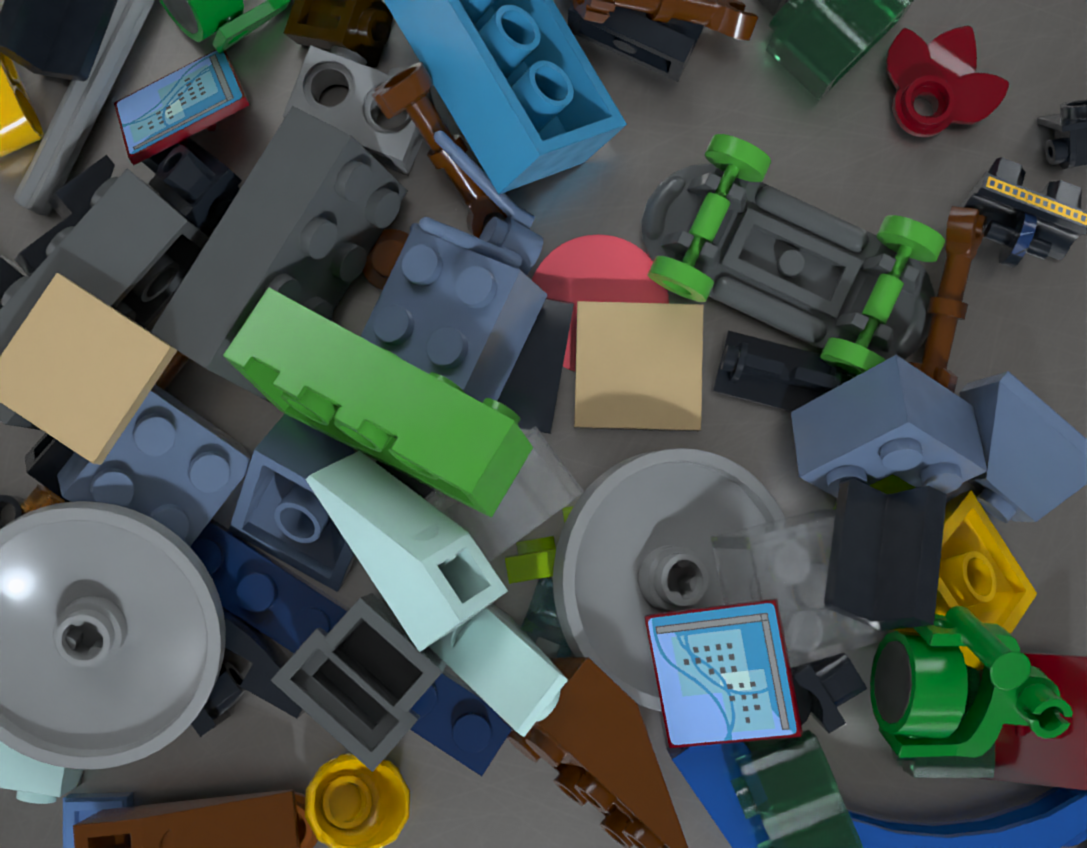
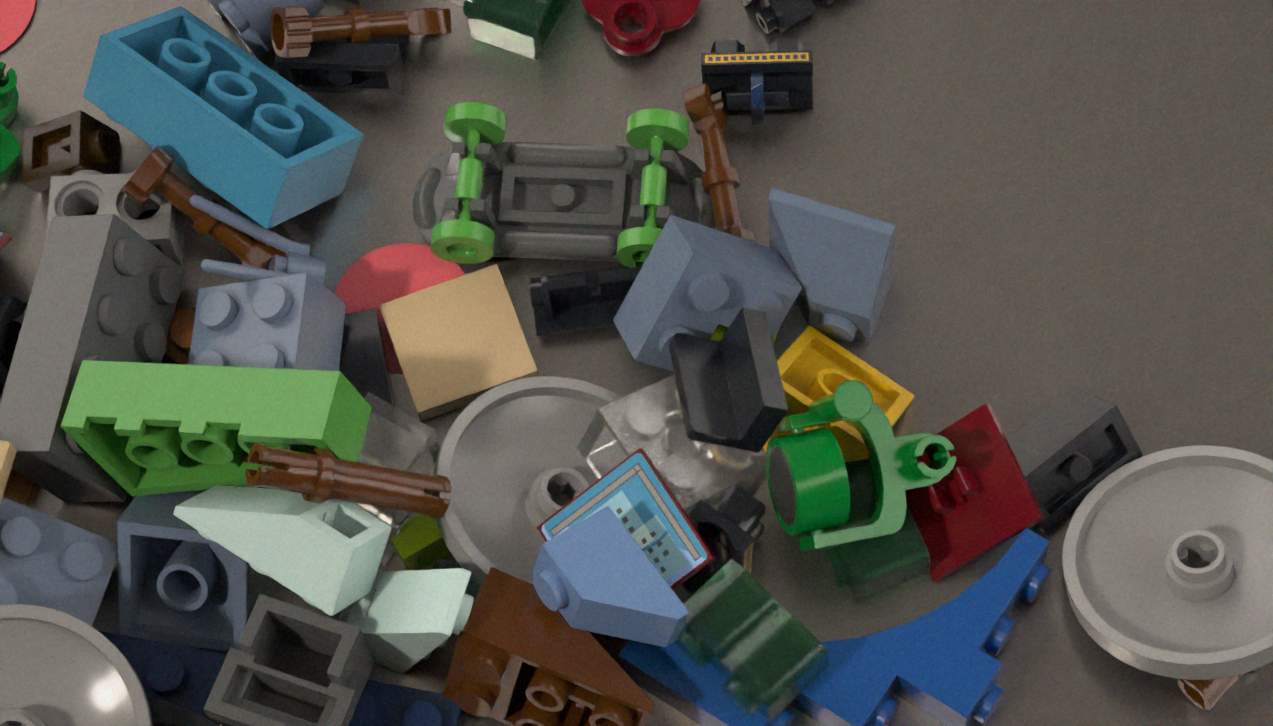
camera: 15 degrees left, 20 degrees down
(458, 524) = (323, 477): none -> reddish brown pin
(692, 723) = (607, 583): none -> medium blue slope

